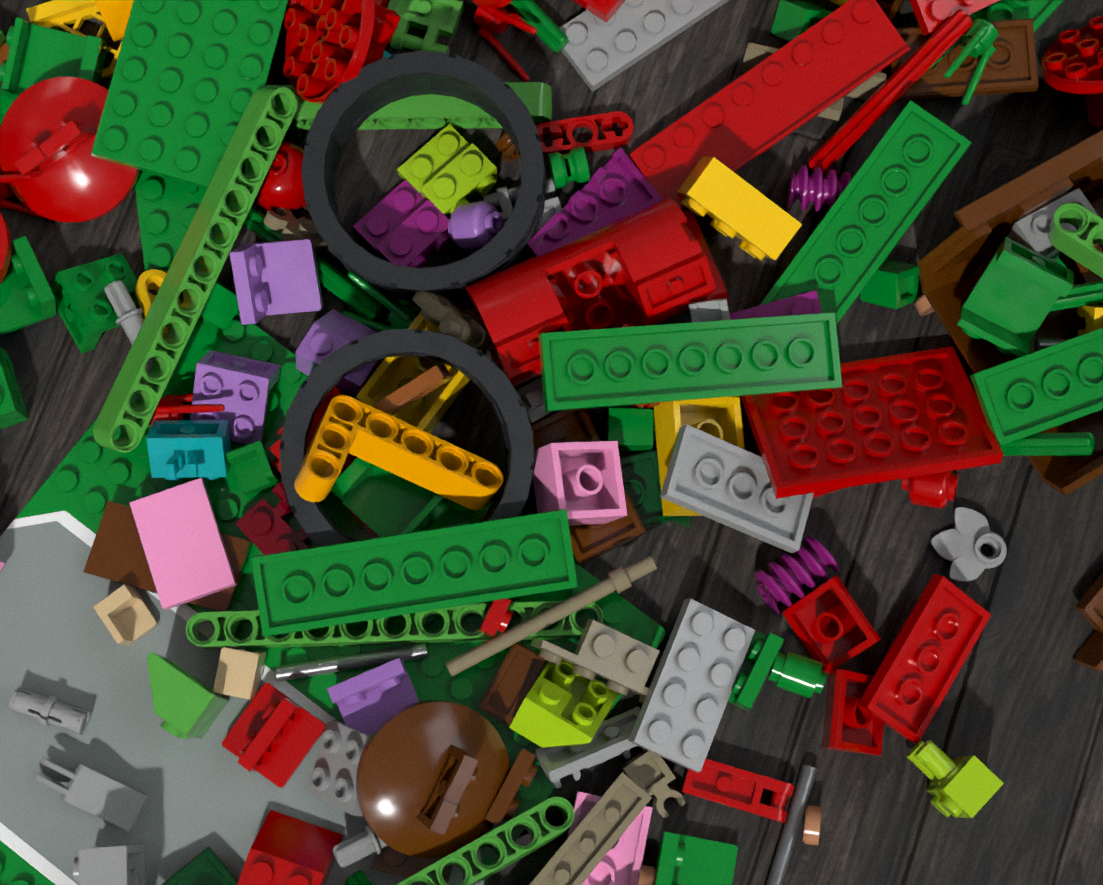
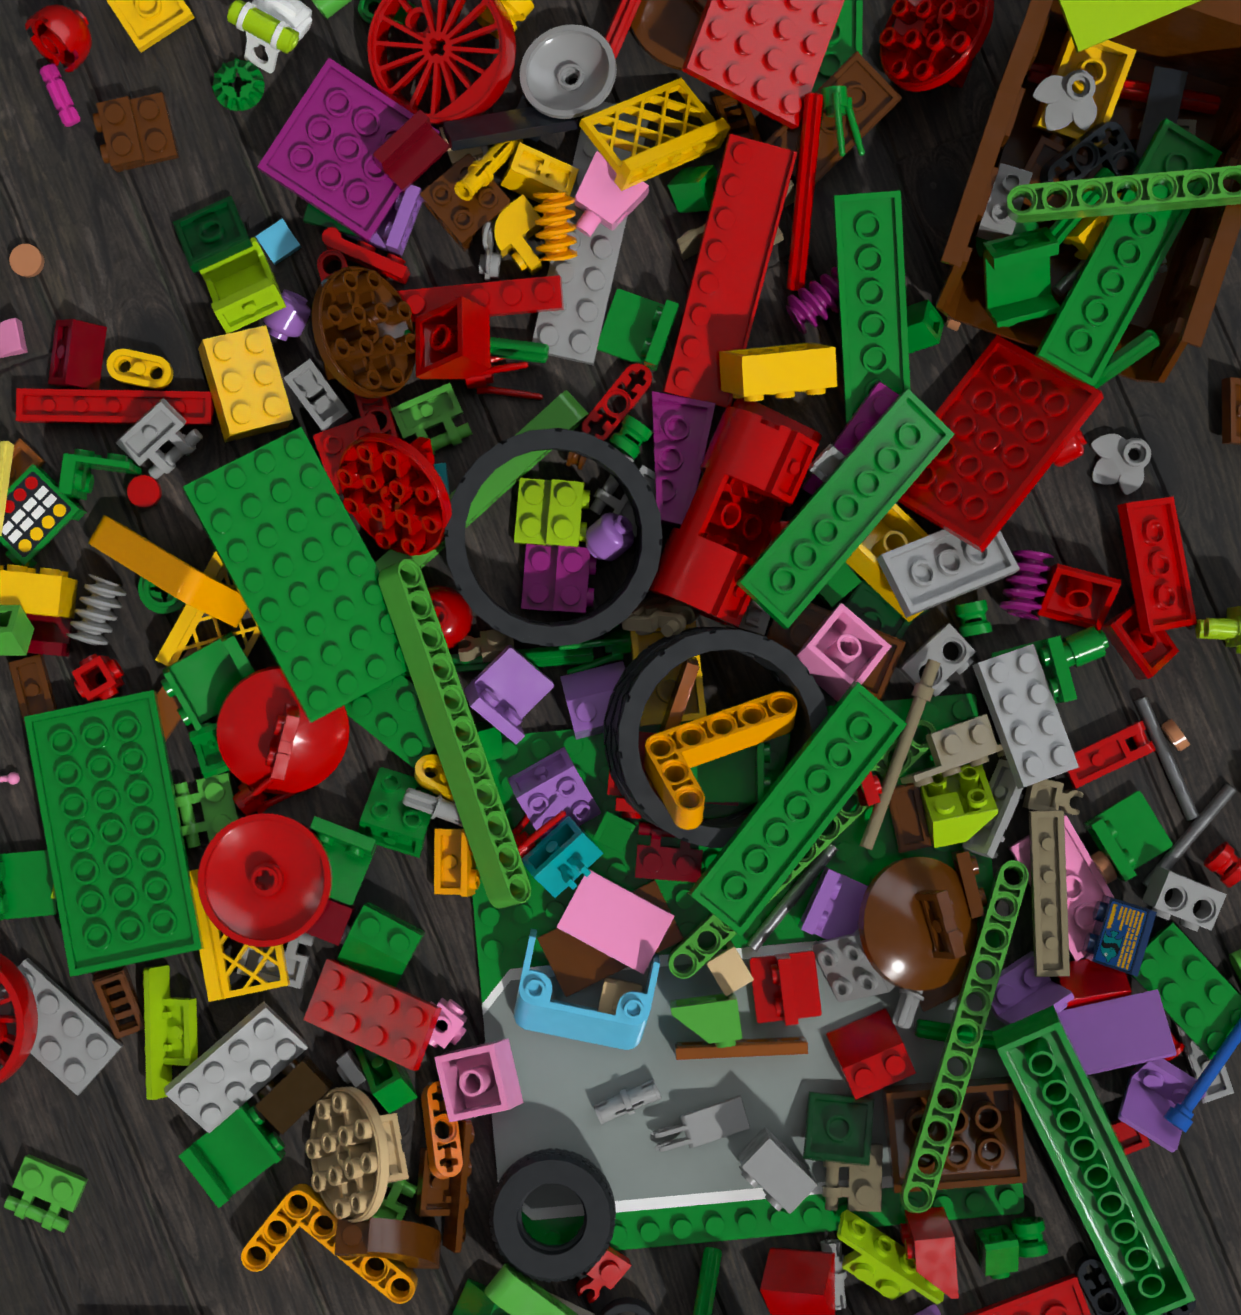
camera: 45 degrees left, 10 degrees up
(96, 380) = (454, 863): none -> light orange bracket
(104, 639) = (539, 1013): none -> medium azure windscreen
(187, 753) = (743, 1048): none -> dark orange tile
(654, 90) = (637, 328): none -> green bracket
(660, 583) = (933, 650): none -> light grey brick
(722, 564) = (972, 611): none -> green wheel

